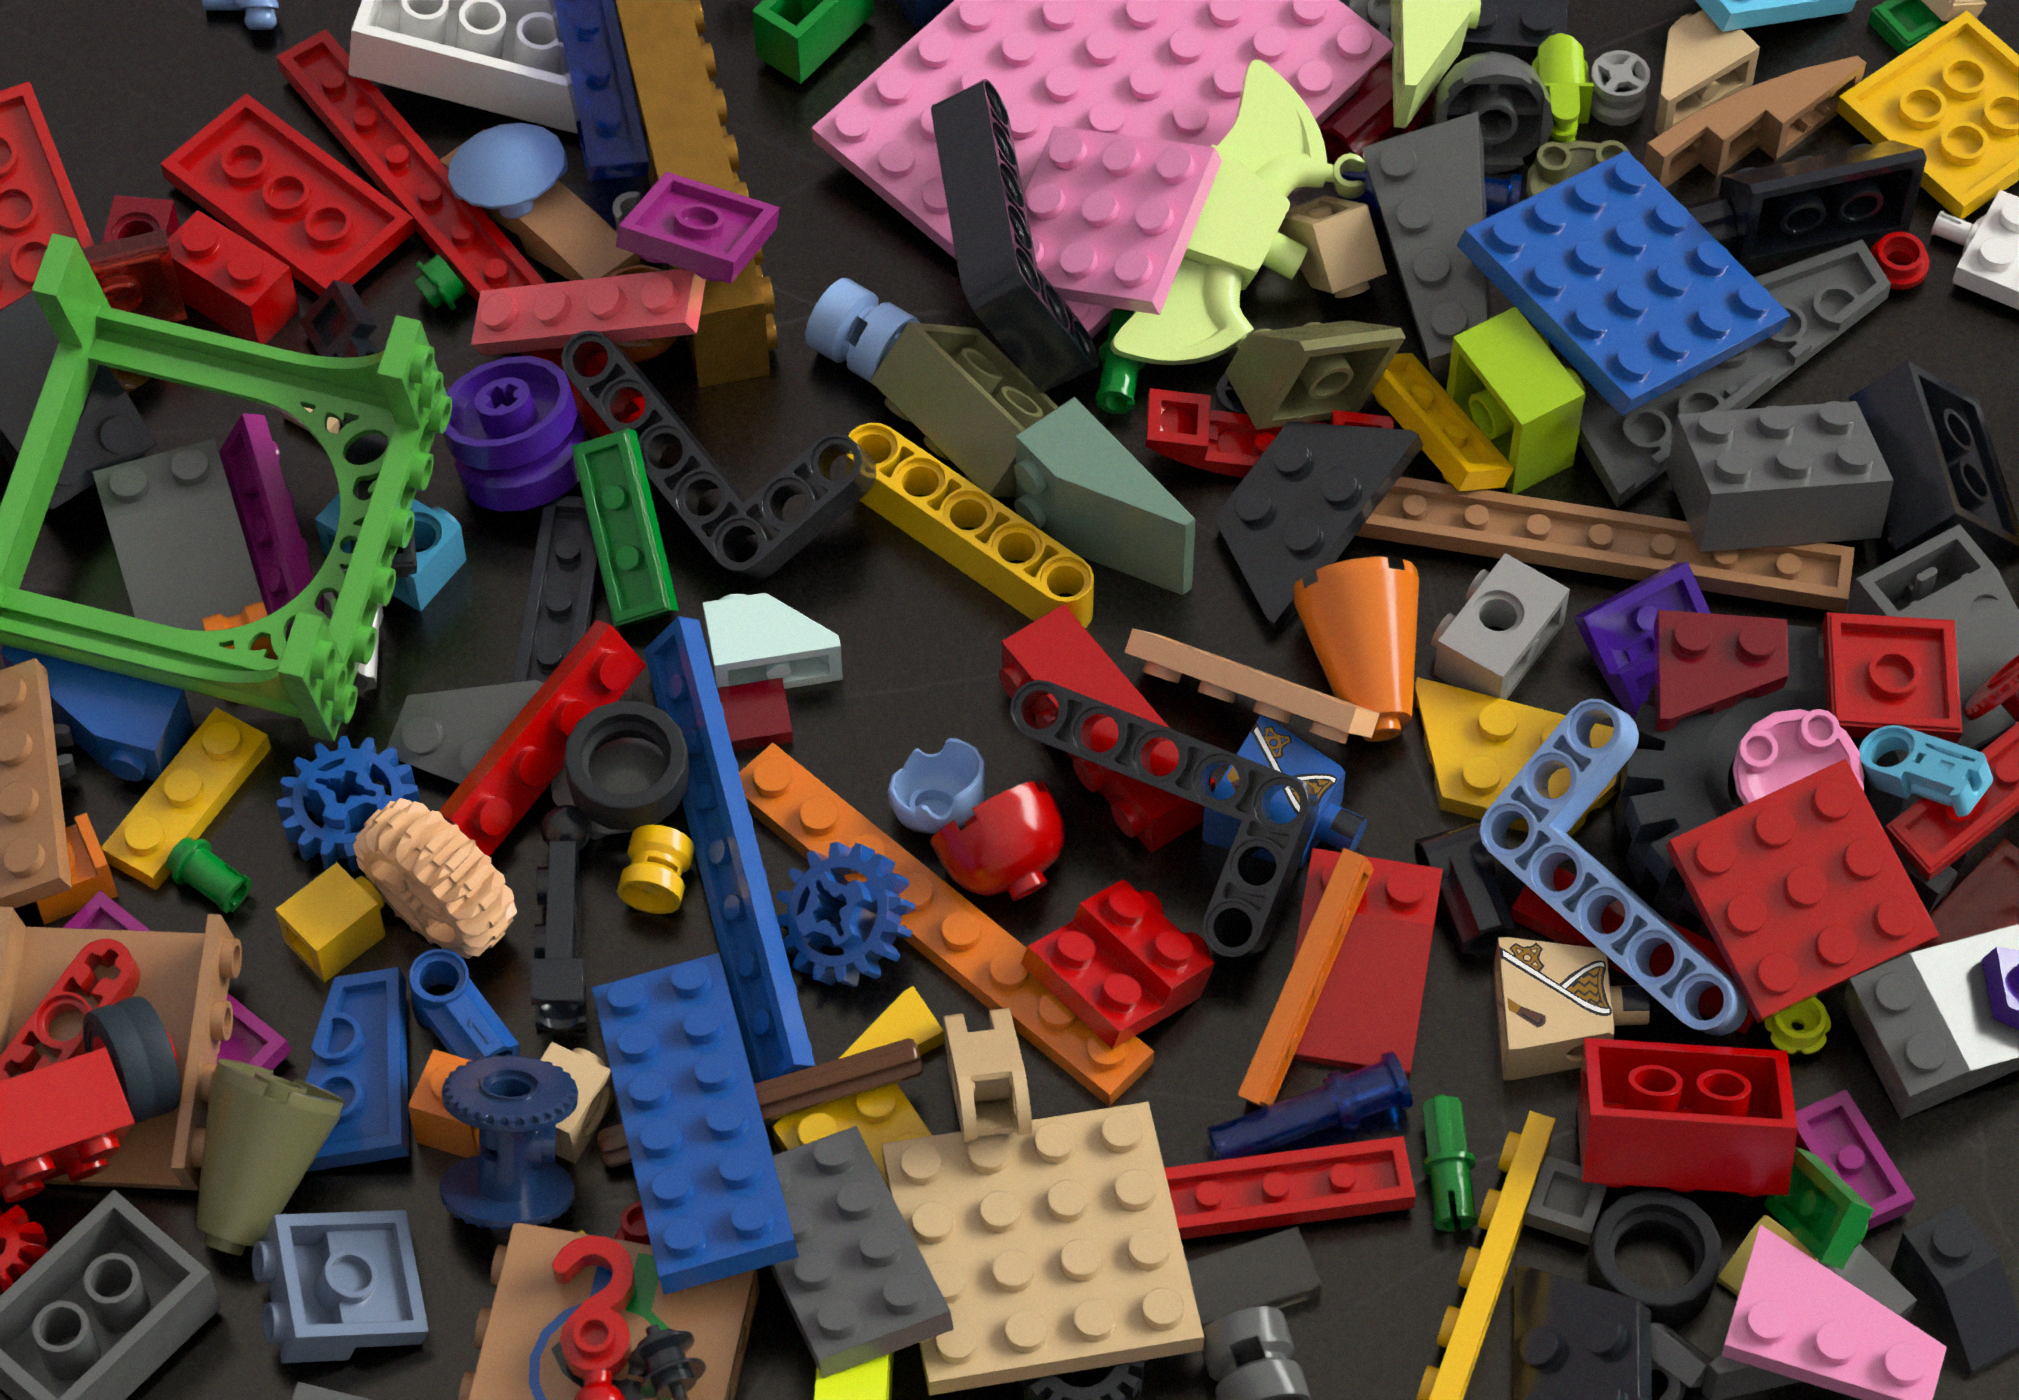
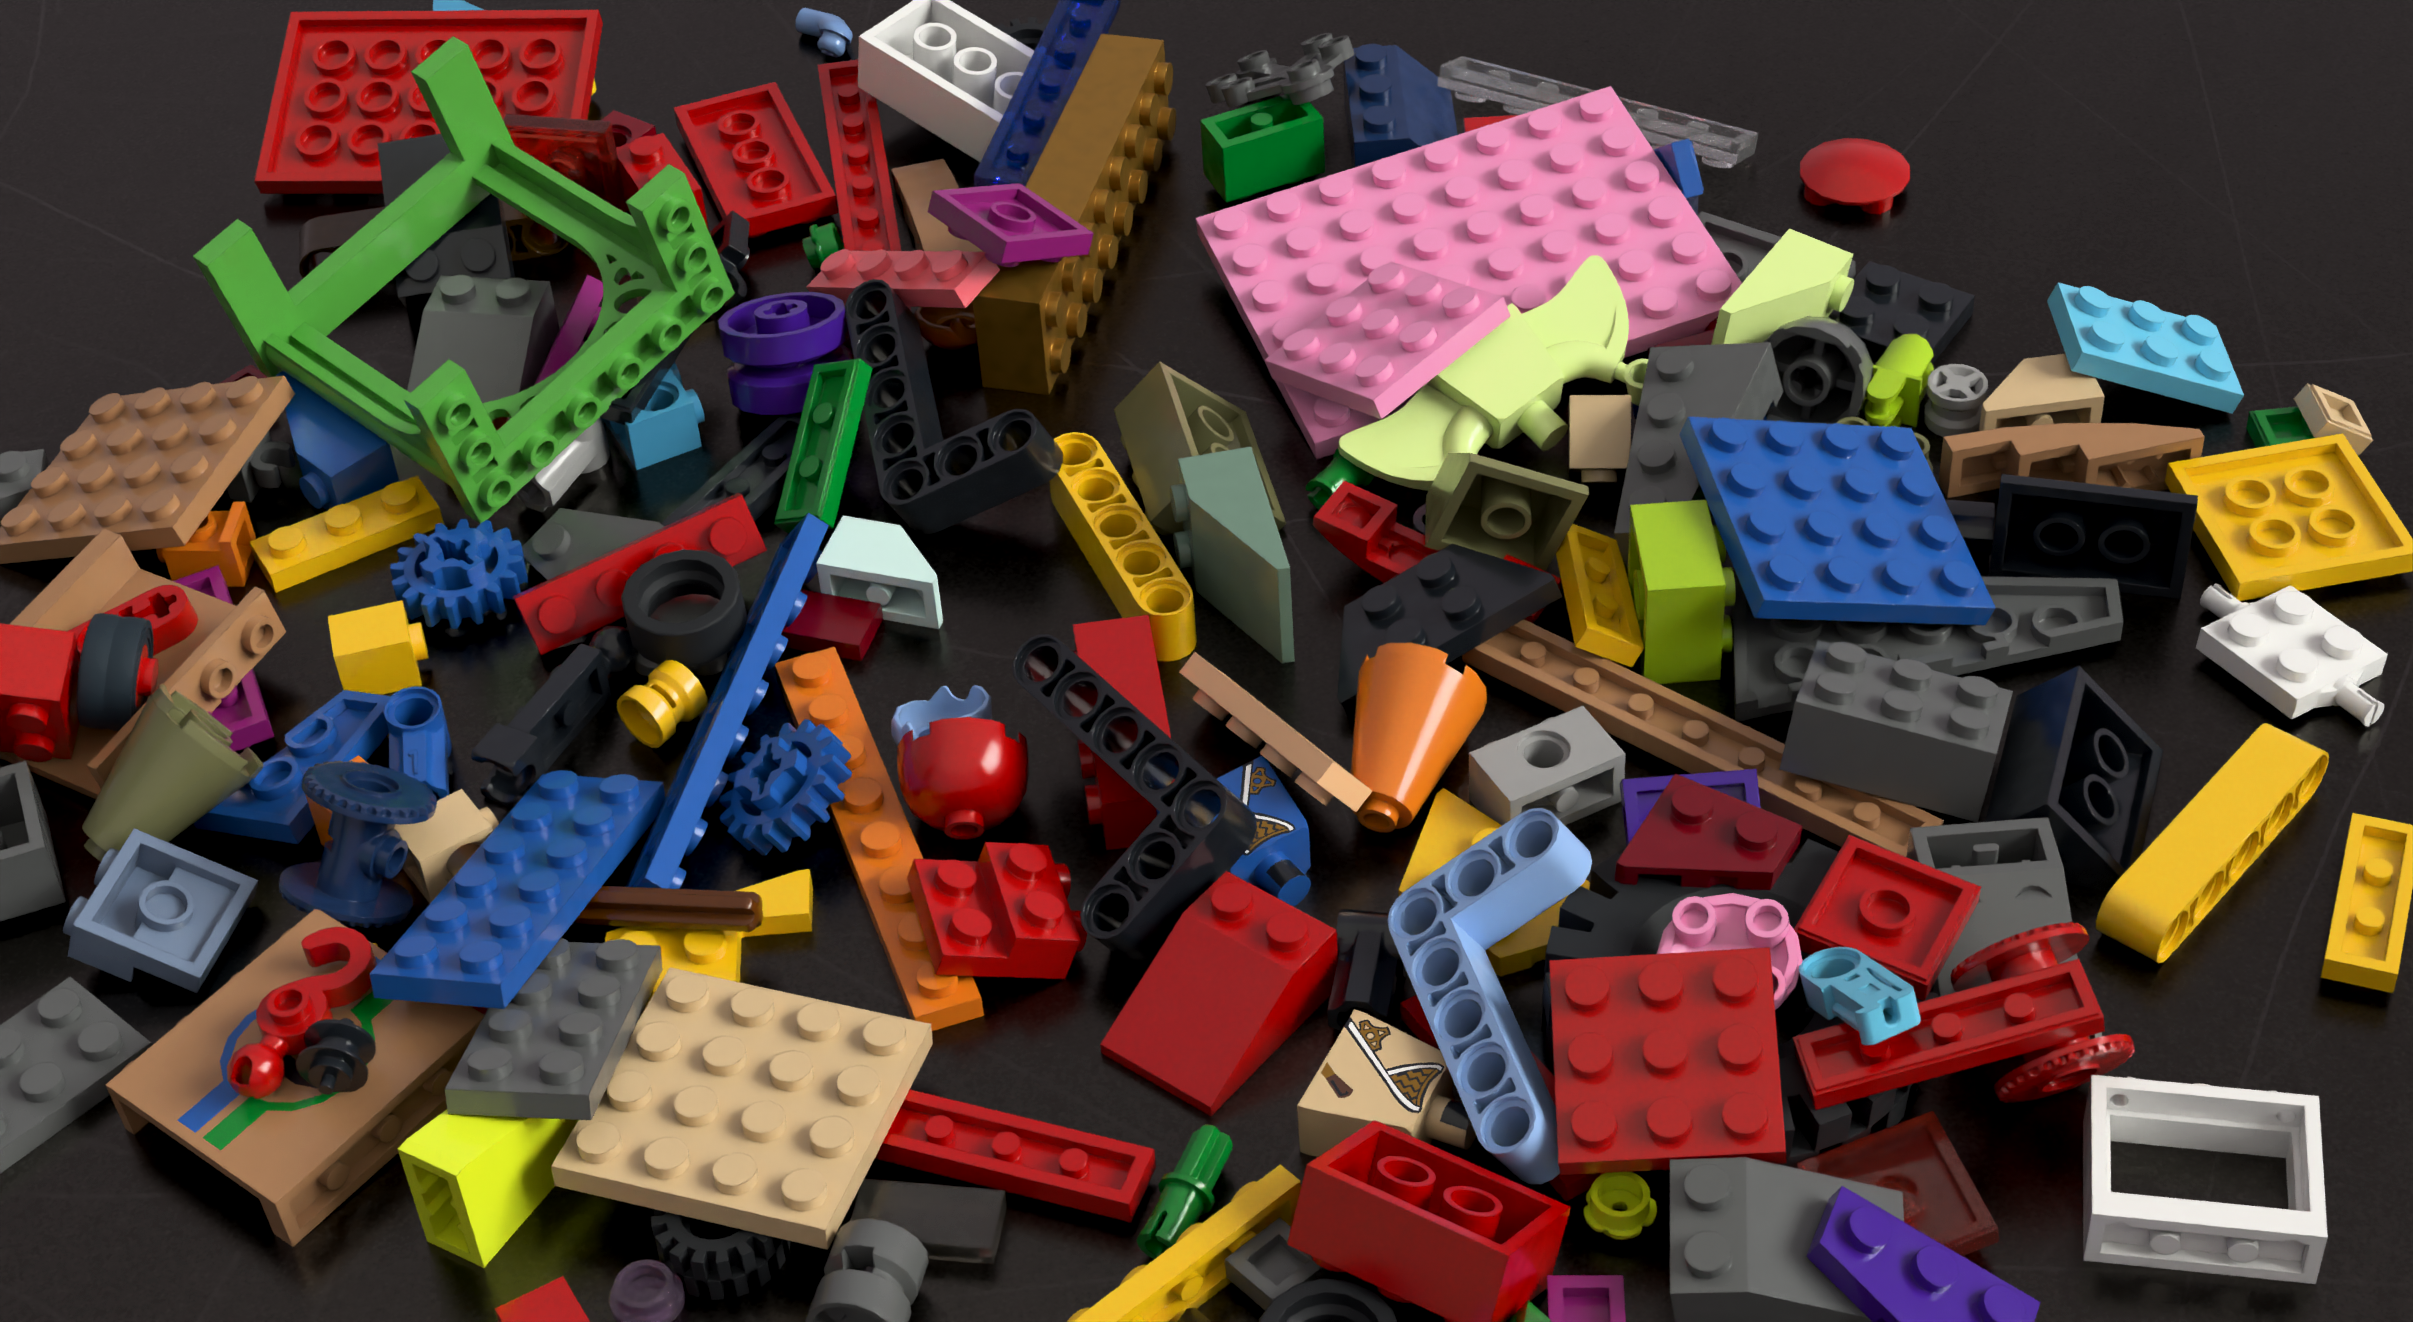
camera: 30 degrees right, 15 degrees down
(200, 868) = (311, 579): green pin -> none
(435, 878) = (464, 635): light nougat gear -> none
(507, 168) = (920, 172): medium blue dish -> none
(855, 327) = (1121, 359): light blue wheel -> none
(987, 1077) = (798, 946): tan piece -> none
(996, 241) = (1251, 331): black beam -> none
(1306, 979) = (1139, 971): orange tile -> none
(1338, 1102) = (1121, 1100): clear blue pin -> none
(1904, 250) = (2150, 611): red plate -> none

